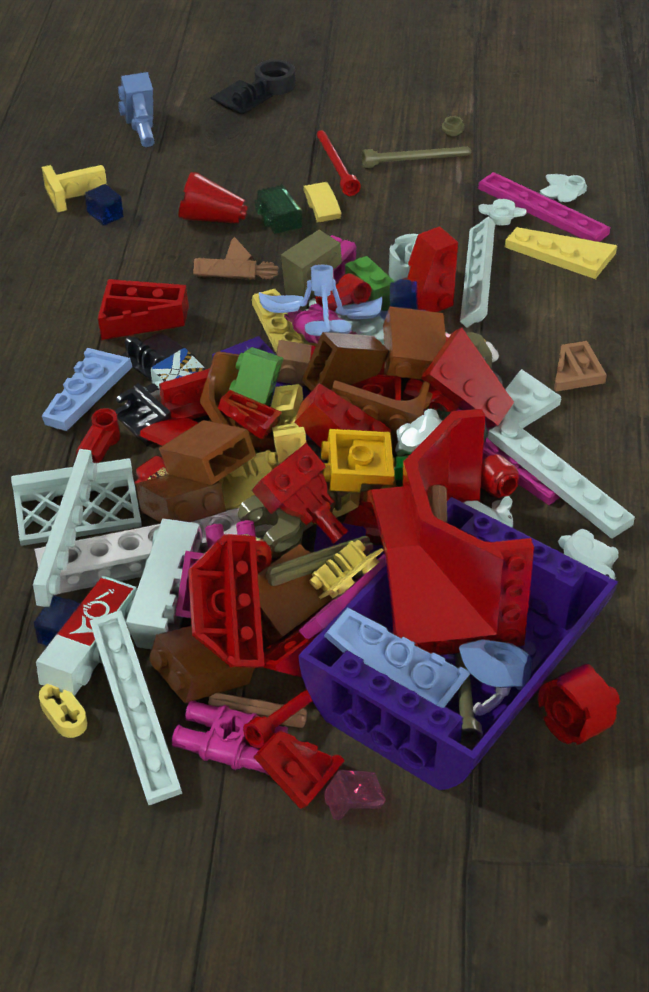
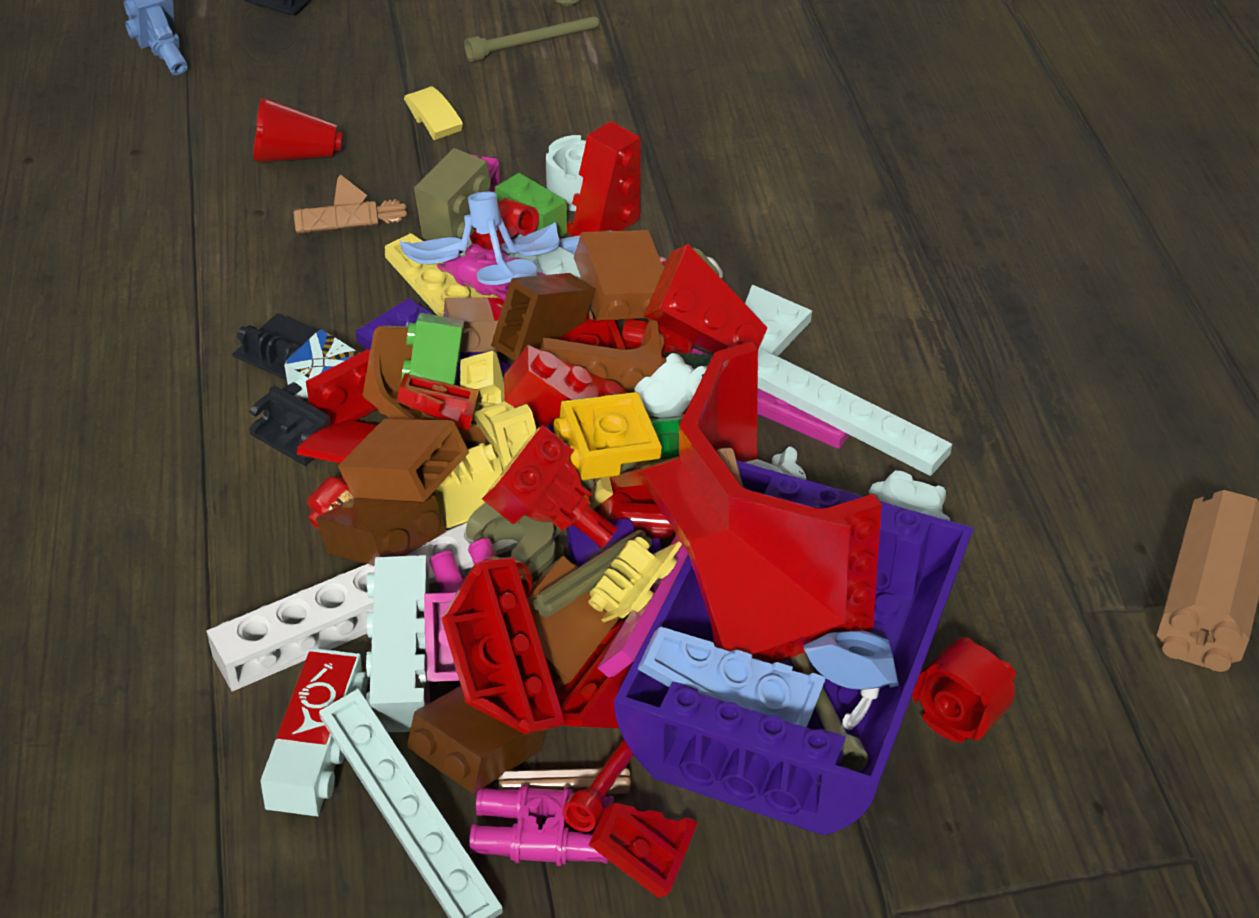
camera: 15 degrees left, 0 degrees up
(50, 484) = (227, 534): light aqua fence -> none
(53, 618) = (262, 720): clear blue brick -> none
(56, 713) = (302, 843): light yellow beam -> none
(63, 530) = (243, 602): light aqua plate -> none
(71, 183) = (95, 138): light yellow bracket -> none
(89, 383) = (201, 402): light blue wing -> none
(101, 434) = (242, 465): red piece -> none
(104, 204) = (148, 158): clear blue brick -> none
(141, 308) = (244, 286): red wedge -> none
(278, 209) = (381, 130): clear green brick -> none
(349, 183) = (460, 84): red piece -> none
(353, 790) = (720, 861): clear pink bracket -> none
(404, 294) = (583, 215): clear blue brick -> none
(477, 273) = (660, 173): light aqua plate -> none
(498, 476) = (775, 424): red head -> none
(502, 211) = (662, 91): light aqua plate -> none
(544, 208) = (712, 79): dark pink tile -> none
(564, 187) = (728, 50): light aqua plate -> none
(567, 252) = (764, 131): light yellow wing -> none
(578, 367) = (820, 271): medium nougat wing -> none

